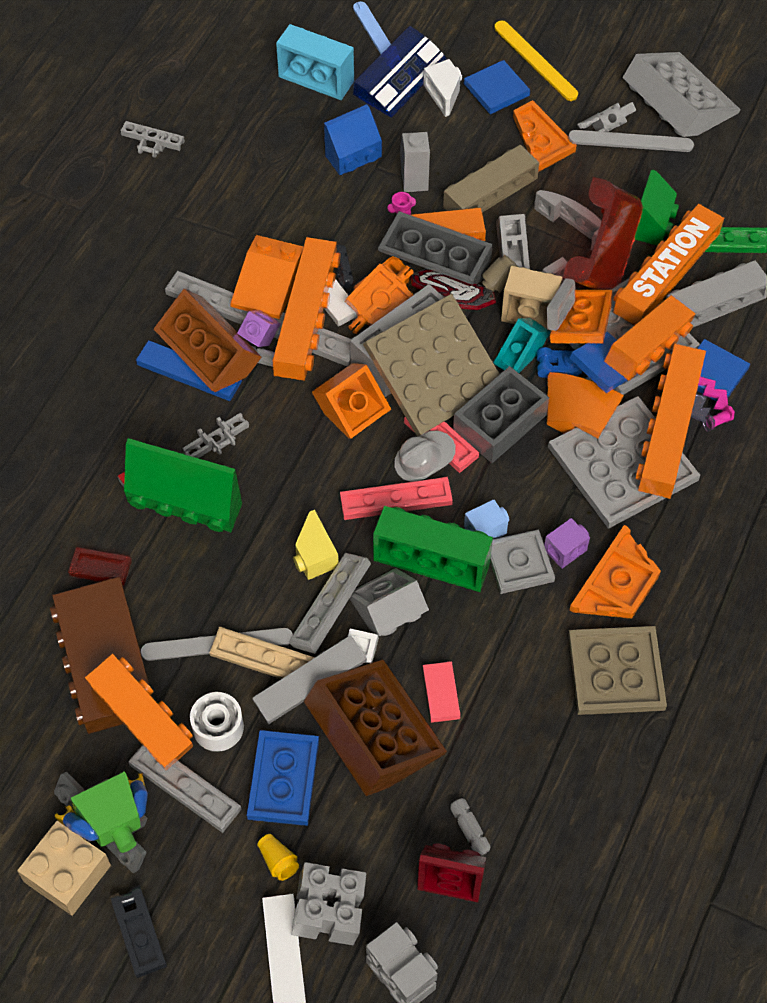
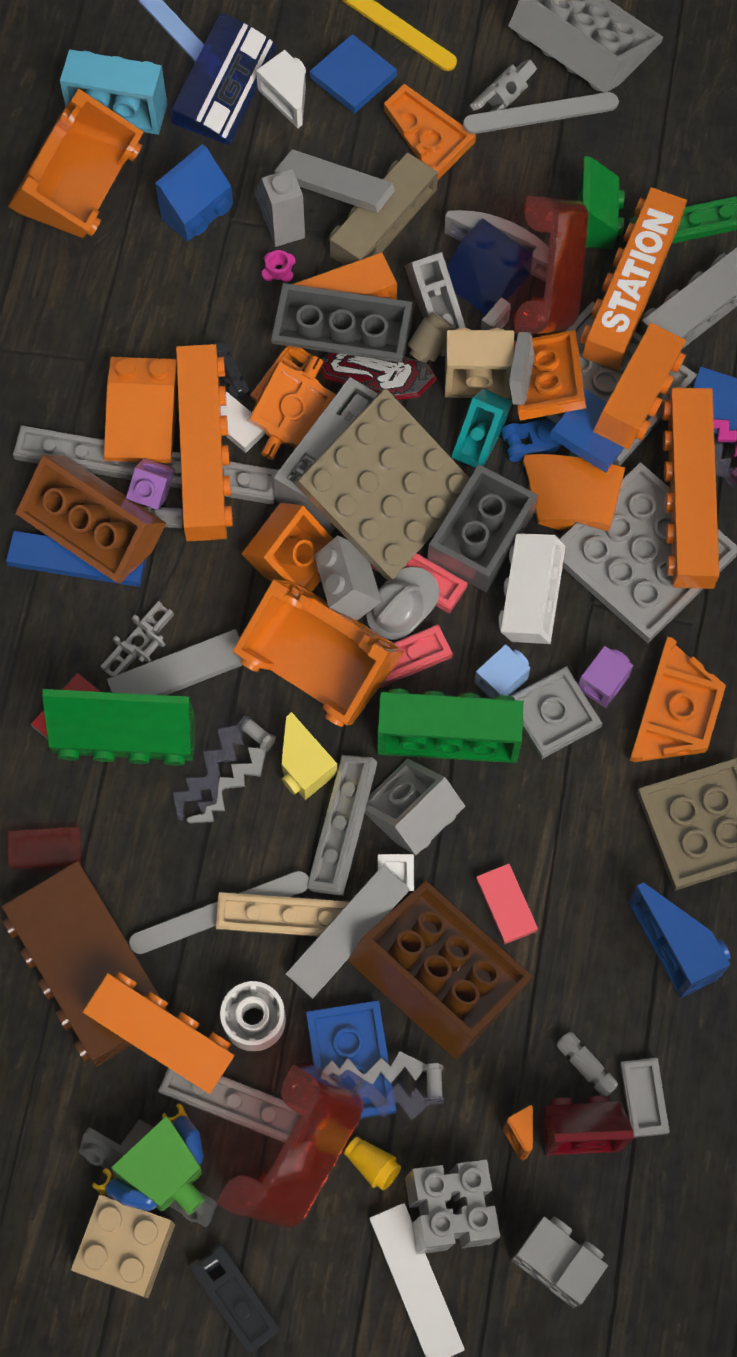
camera: 15 degrees left, 10 degrees up
(222, 830) = (325, 1124): none -> clear red windscreen
(243, 551) = (214, 781): none -> piece
(256, 461) = (180, 668): none -> light grey tile
(273, 106) = (77, 166): none -> orange windscreen
(288, 798) = (412, 1106): none -> piece
(346, 470) = (317, 650): none -> orange windscreen
(385, 425) = (347, 579): none -> light grey brick
(399, 858) = (520, 1132): none -> orange slope
(463, 154) = (338, 181): none -> light grey tile
(509, 865) = (644, 1097): none -> light grey tile
(527, 465) = (532, 588): none -> white brick
(559, 234) = (488, 266): none -> clear blue slope
(570, 749) = (681, 943): none -> blue slope

